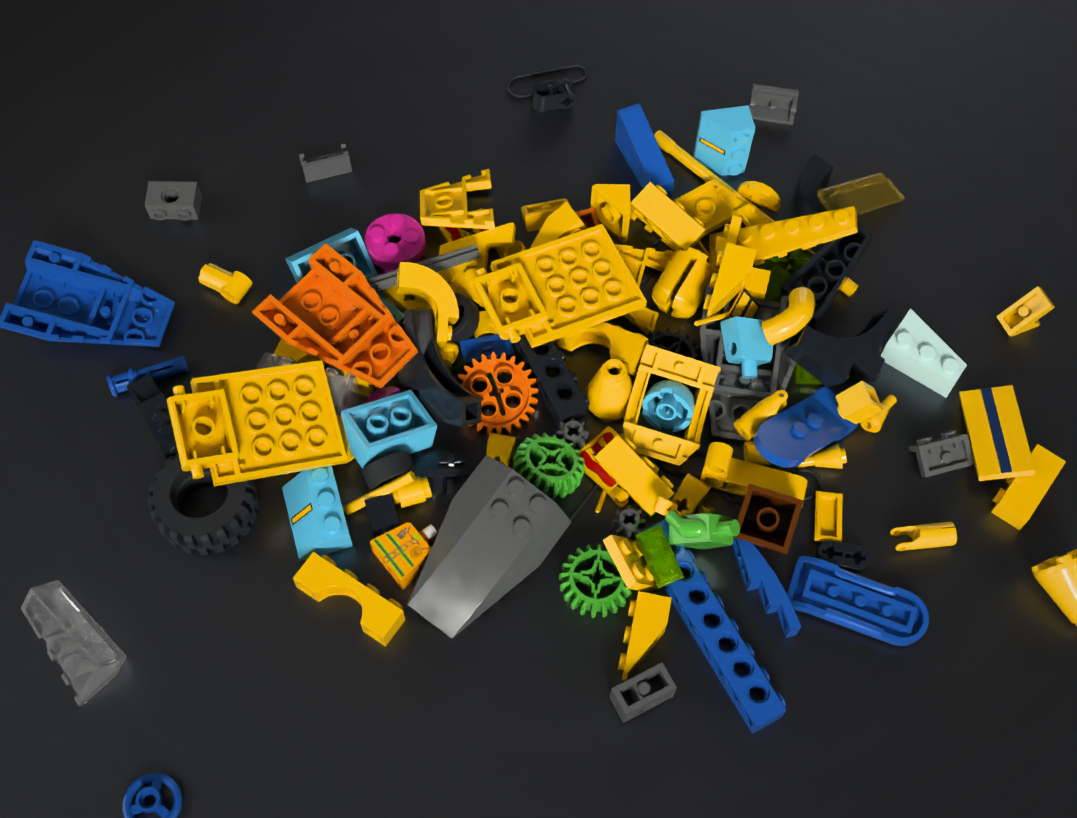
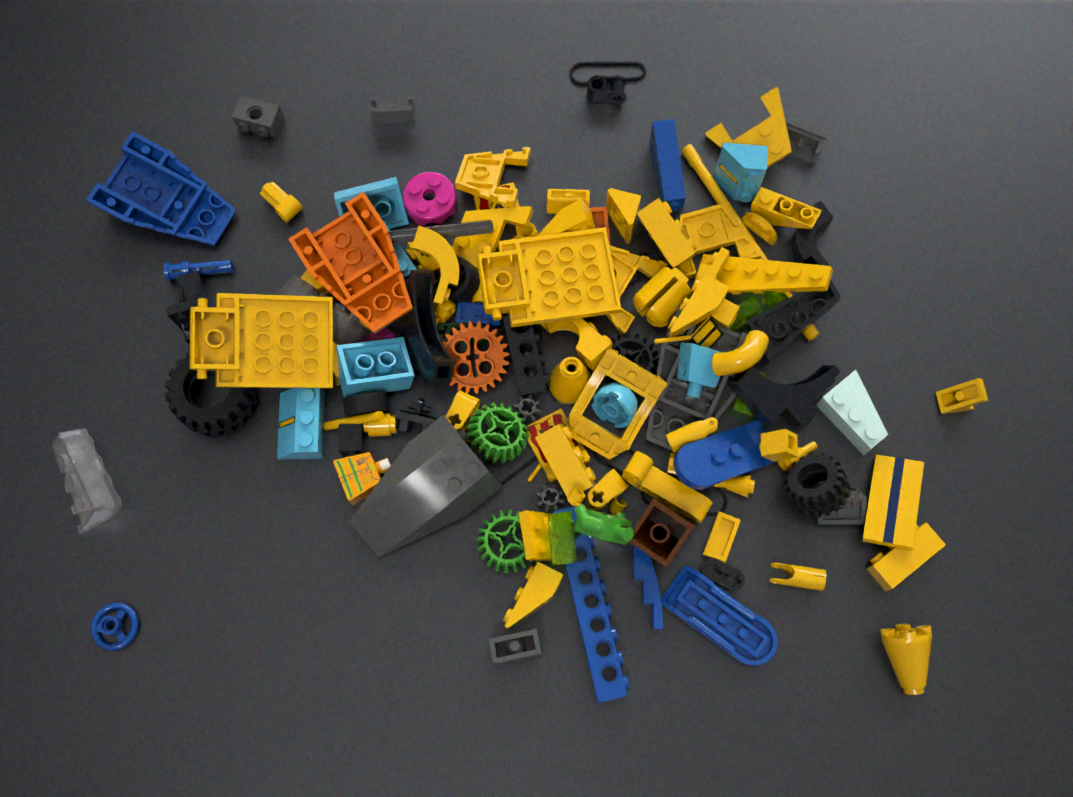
camera: 20 degrees right, 10 degrees up
(323, 579) = (288, 481): yellow arch -> none
(741, 94) = (768, 133): none -> yellow wing
(781, 171) = (783, 210): none -> yellow slope
(863, 193) = (849, 249): clear yellow windscreen -> none
(922, 446) = (823, 498): none -> black tyre

